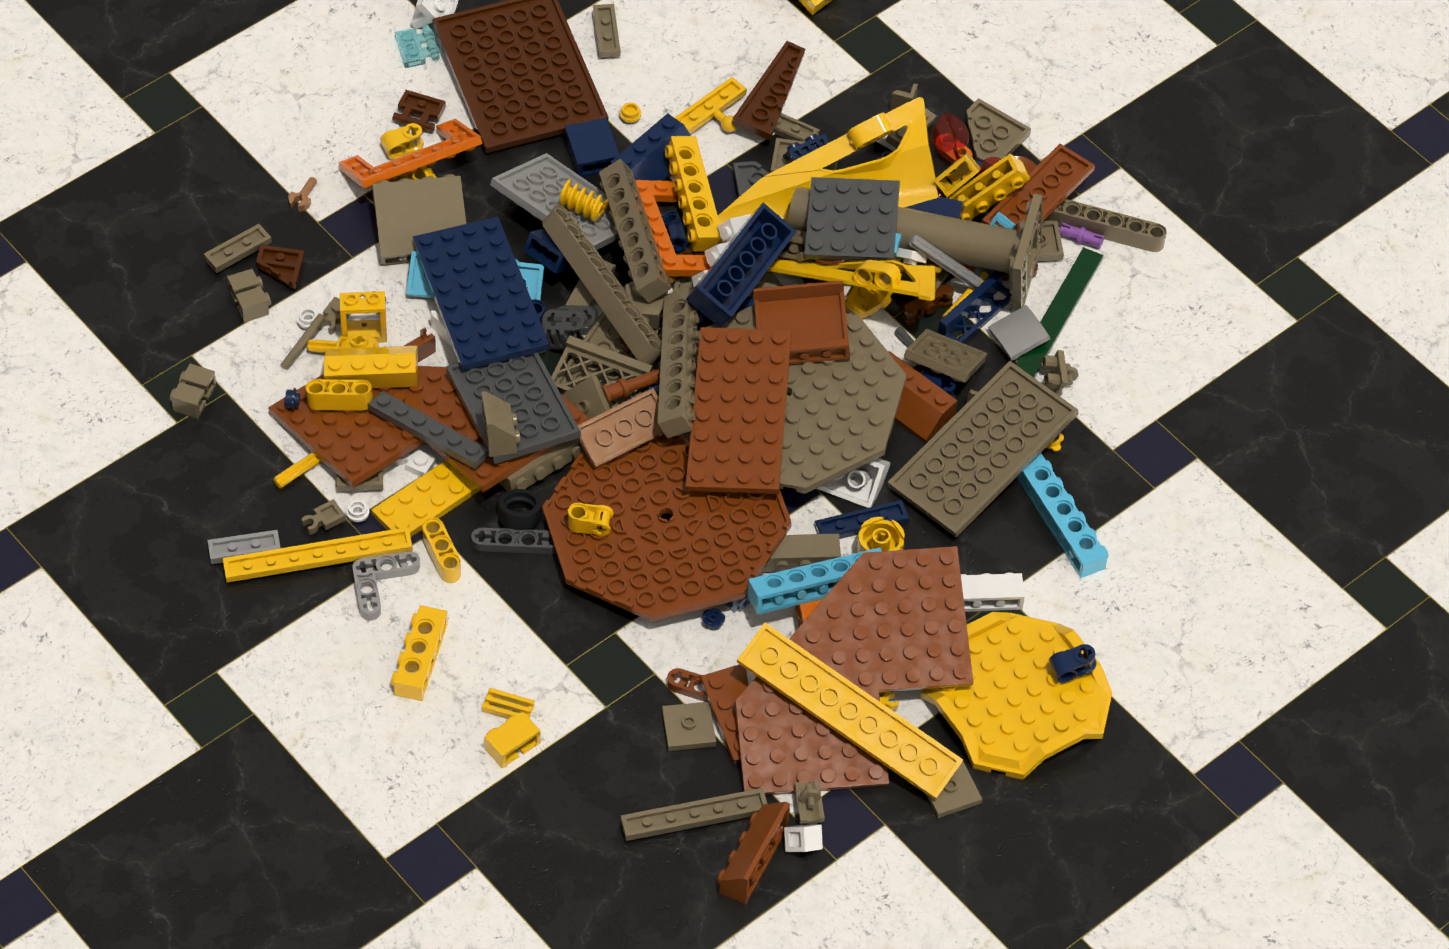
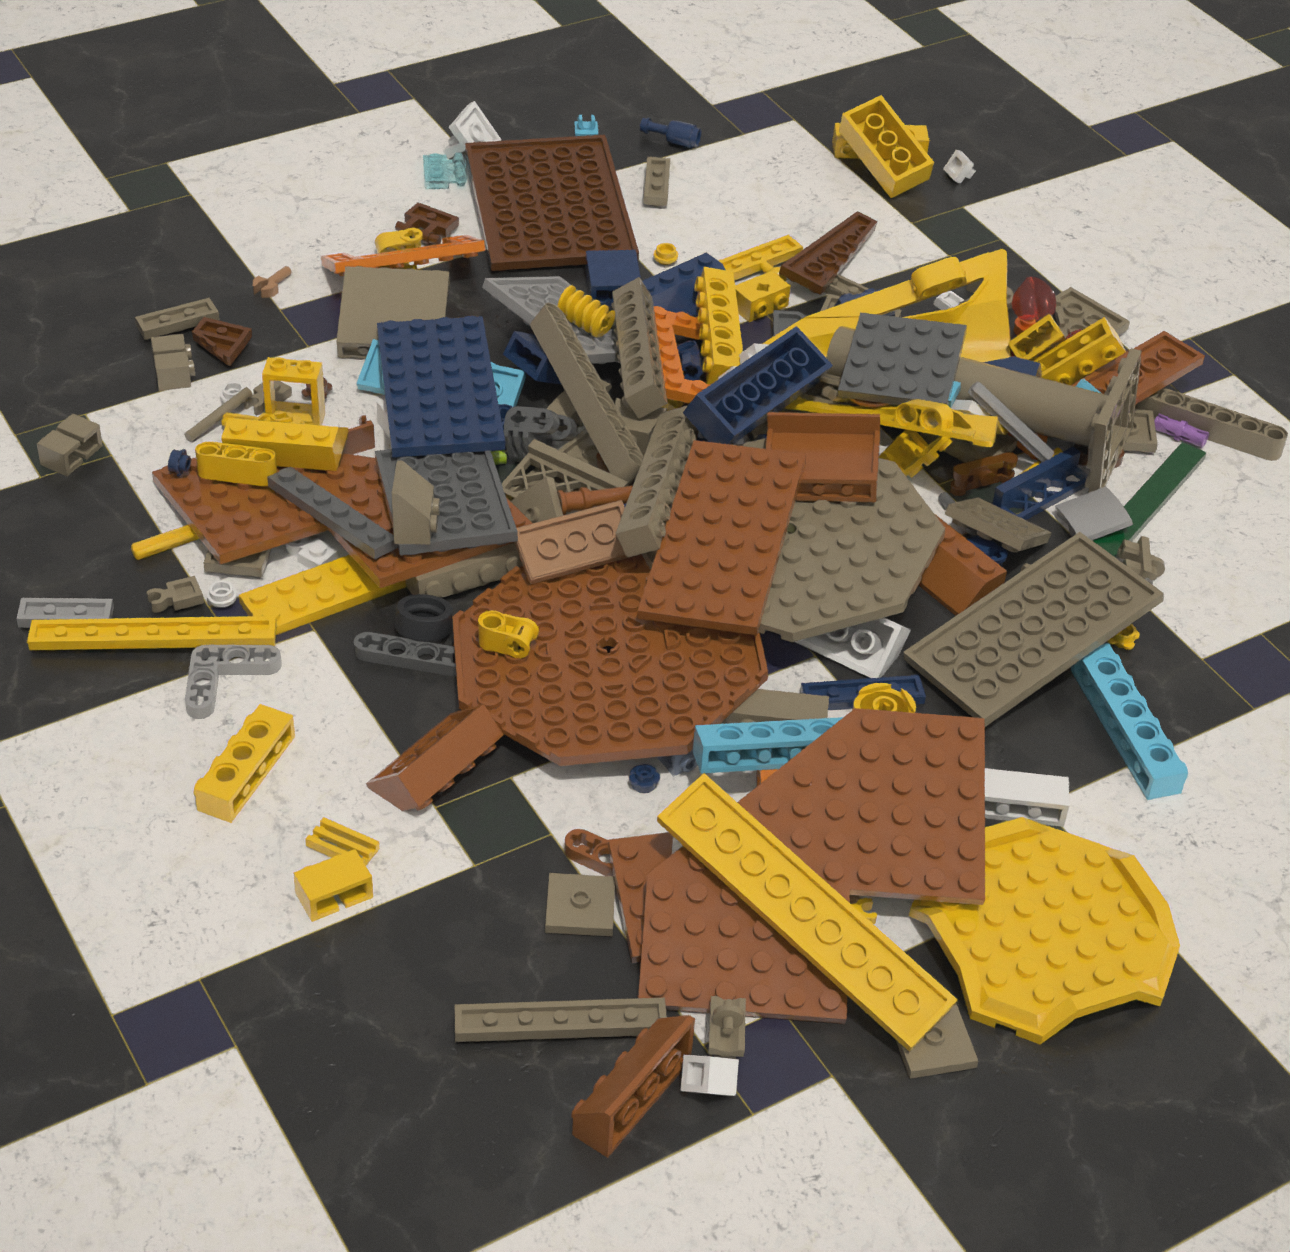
camera: 10 degrees right, 10 degrees down
(446, 561) = (311, 650): yellow beam -> none
(559, 627) = (437, 759): none -> dark orange slope
(721, 148) = (762, 296): none -> yellow brick
(1072, 664) = (1126, 896): dark blue piece -> none

